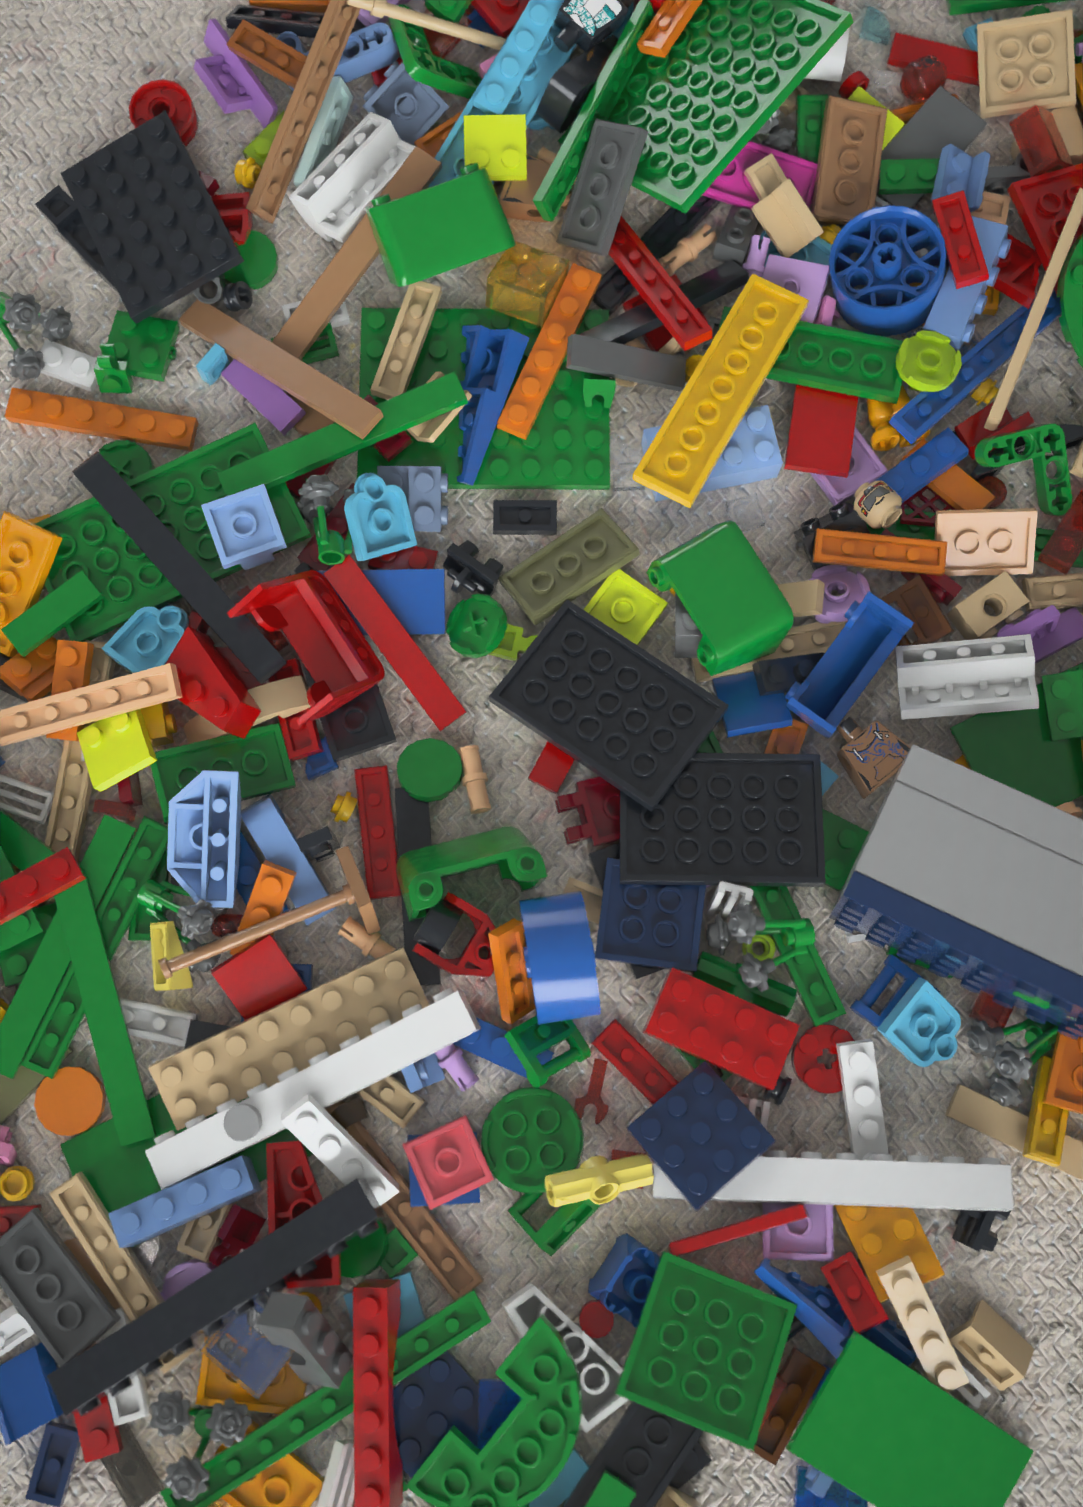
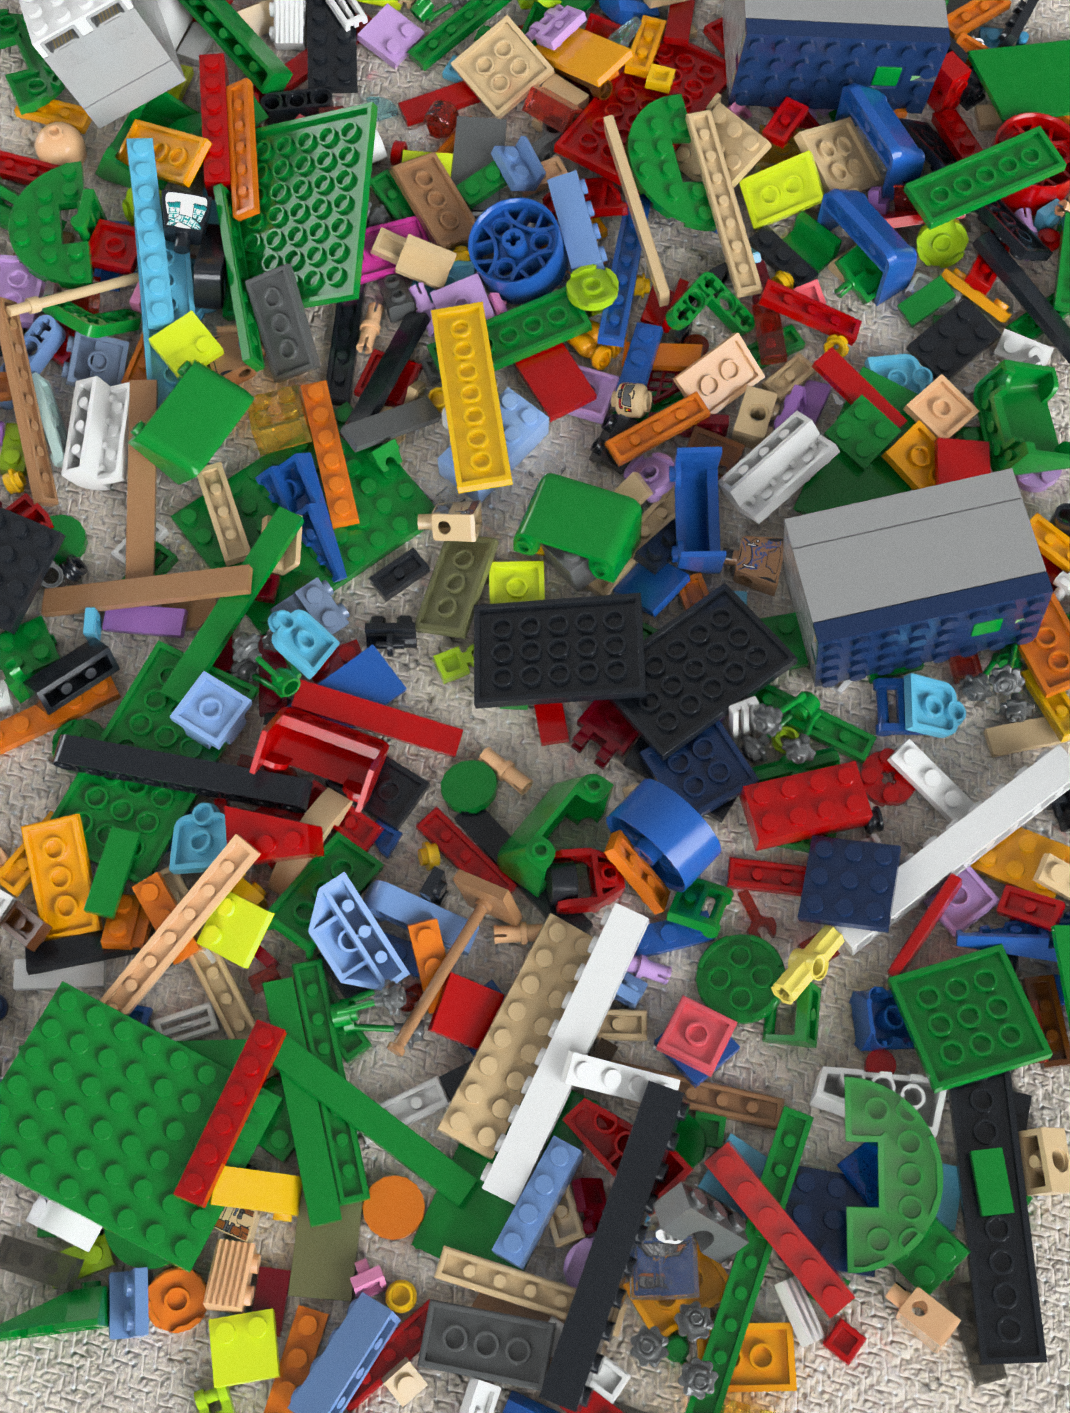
camera: 35 degrees left, 10 degrees down
(155, 400) = (71, 675): none -> black brick
(167, 944) = (391, 1063): light yellow slope -> none
(242, 1122) = (537, 1108): light grey tile -> none
(476, 626) = (425, 667): green tile -> none
(613, 503) = (453, 521): none -> tan torso
(658, 288) = (375, 362): red plate -> none
(961, 239) = (559, 201): red plate -> none

